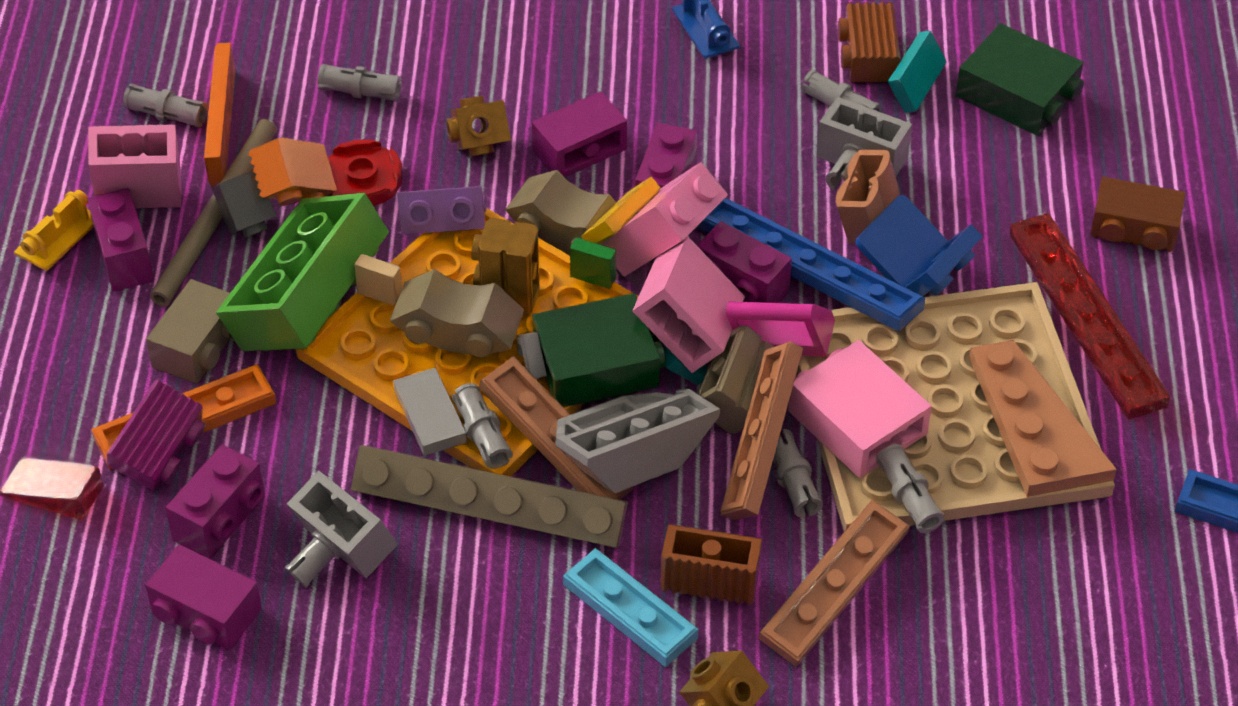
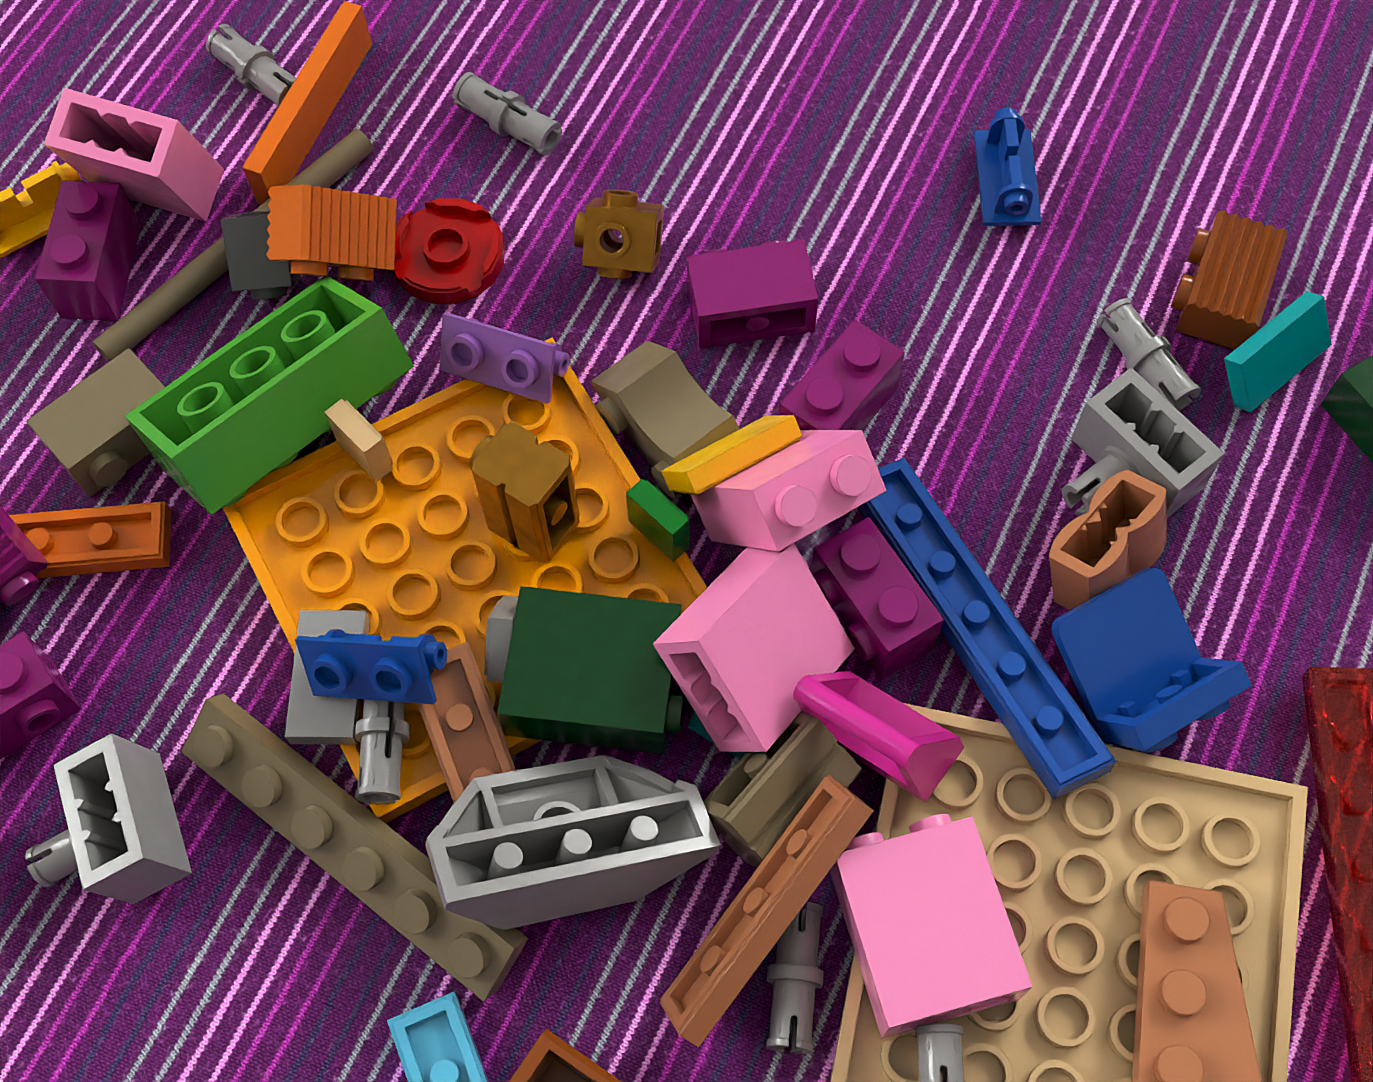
camera: 25 degrees right, 15 degrees up
(457, 315) = (430, 541): dark tan brick -> none
(463, 382) = (372, 668): none -> blue hinge

